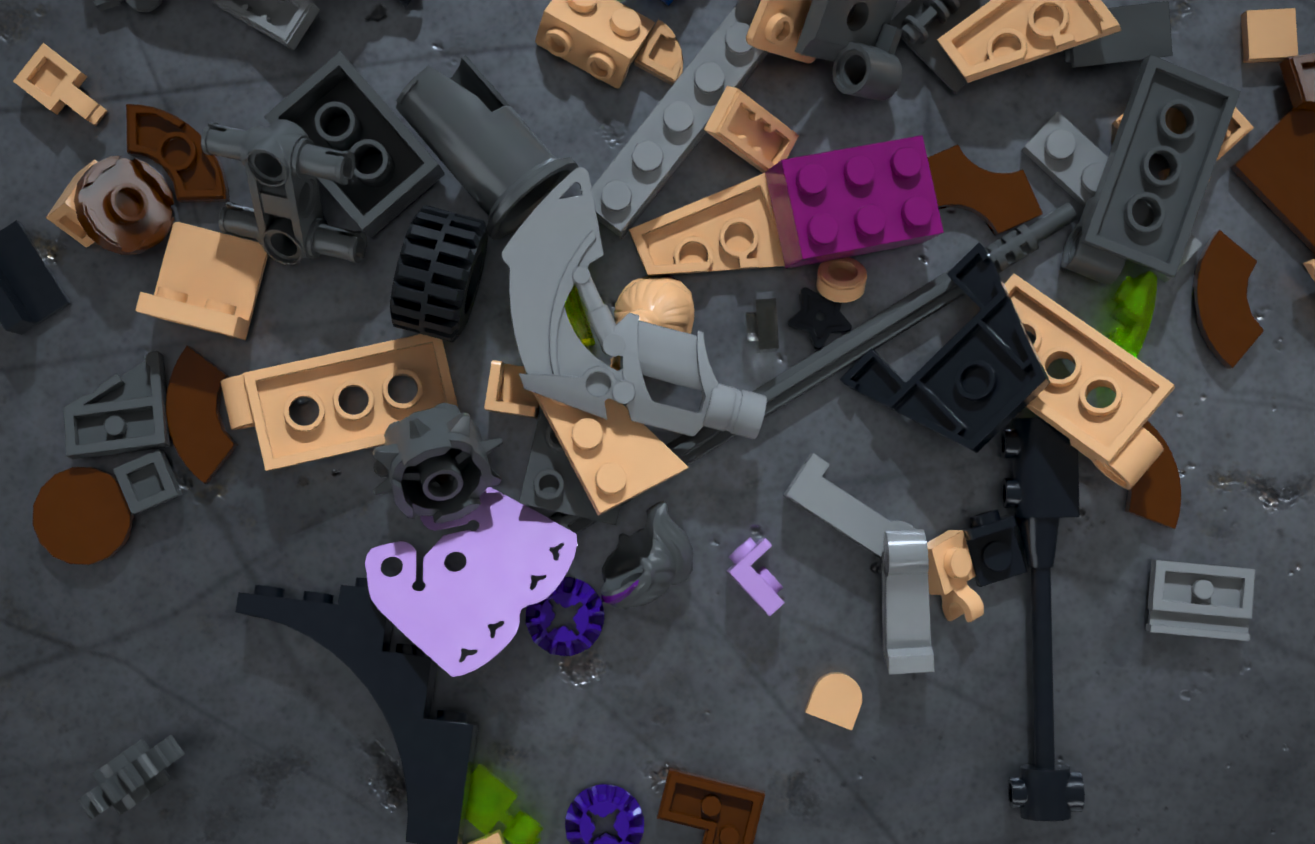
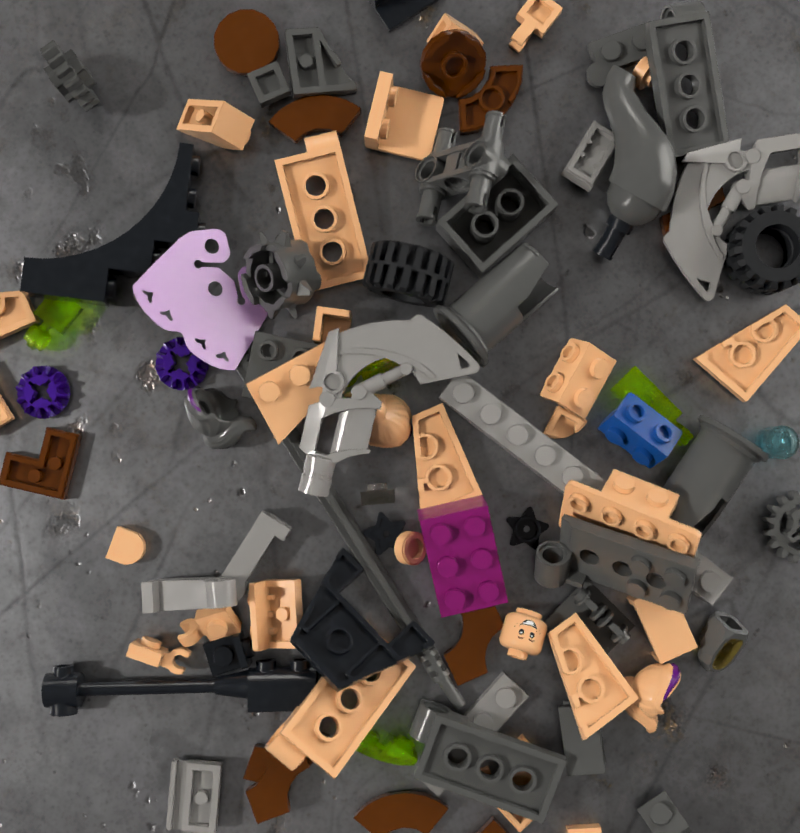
camera: 90 degrees right, 0 degrees up
(205, 561) = (216, 123): none -> light nougat slope
(750, 130) = (510, 484): light nougat plate -> none
(758, 585) = (202, 493): lavender bracket -> none
(826, 103) = (532, 536): none -> black plate
(935, 478) = (274, 612): none -> light nougat bracket
(967, 116) = (523, 633): none -> light nougat head
(991, 662) = (151, 652): none -> light nougat plate
(1195, 486) = (271, 793): none -> reddish brown tile

